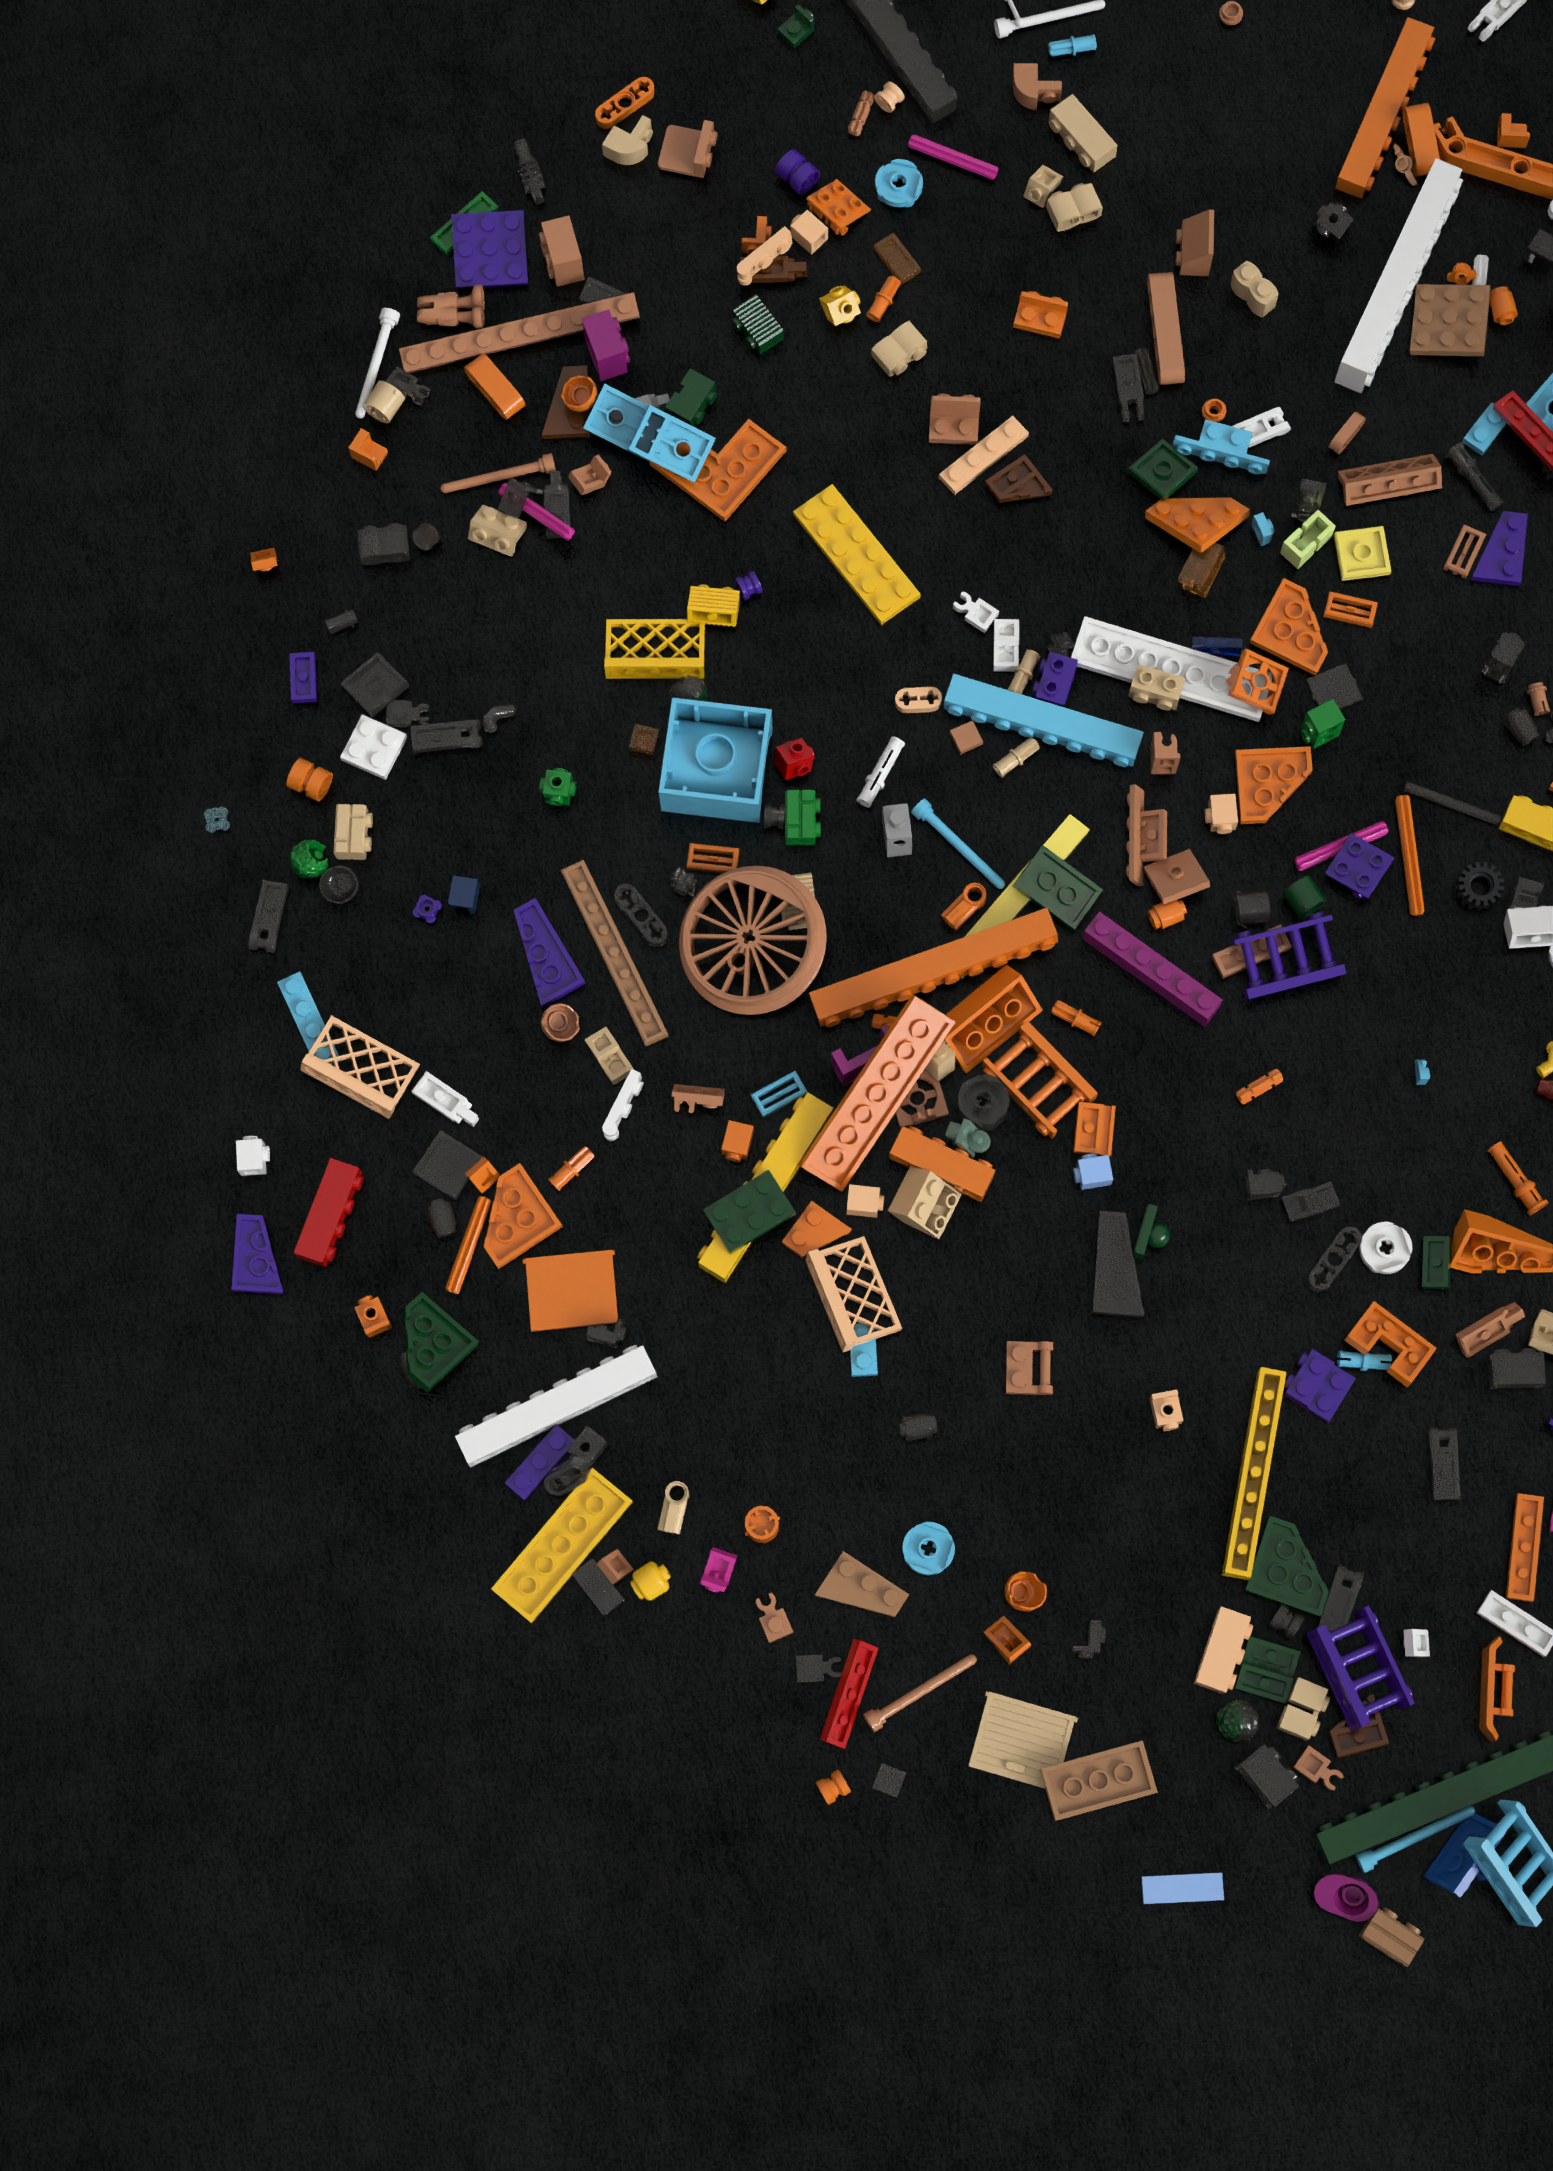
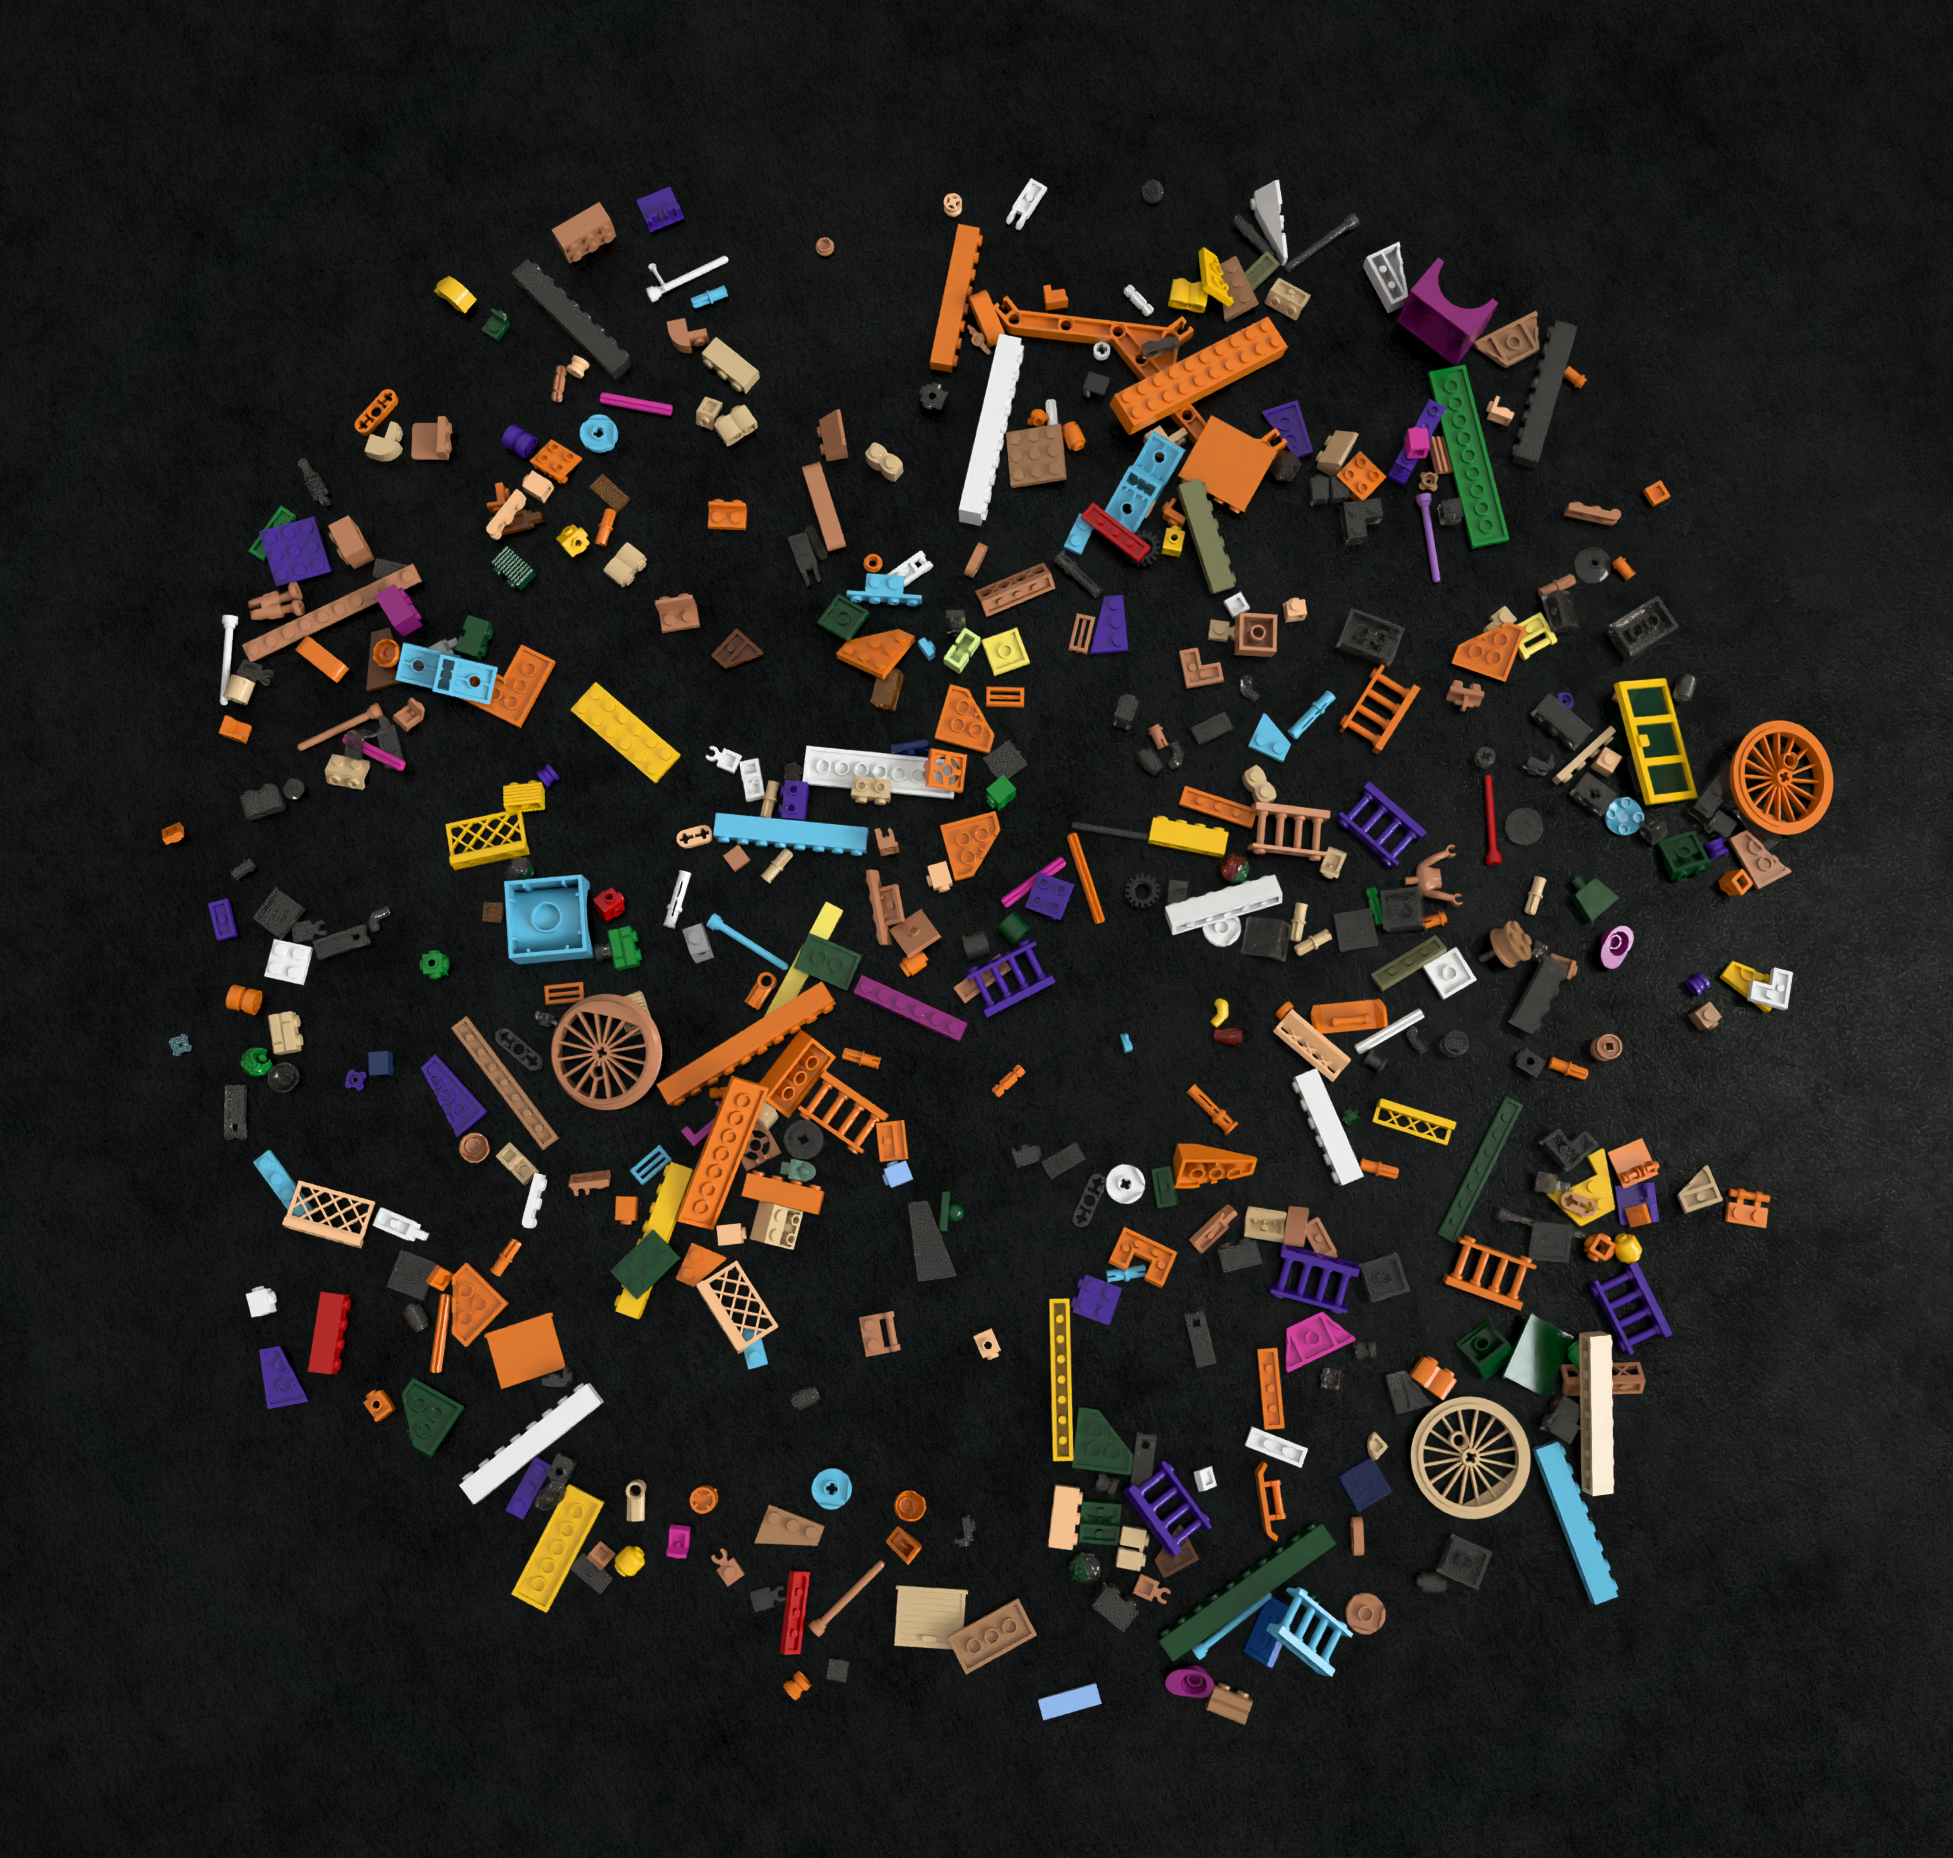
camera: 15 degrees left, 5 degrees up
(983, 455) = (706, 634): light nougat plate -> none

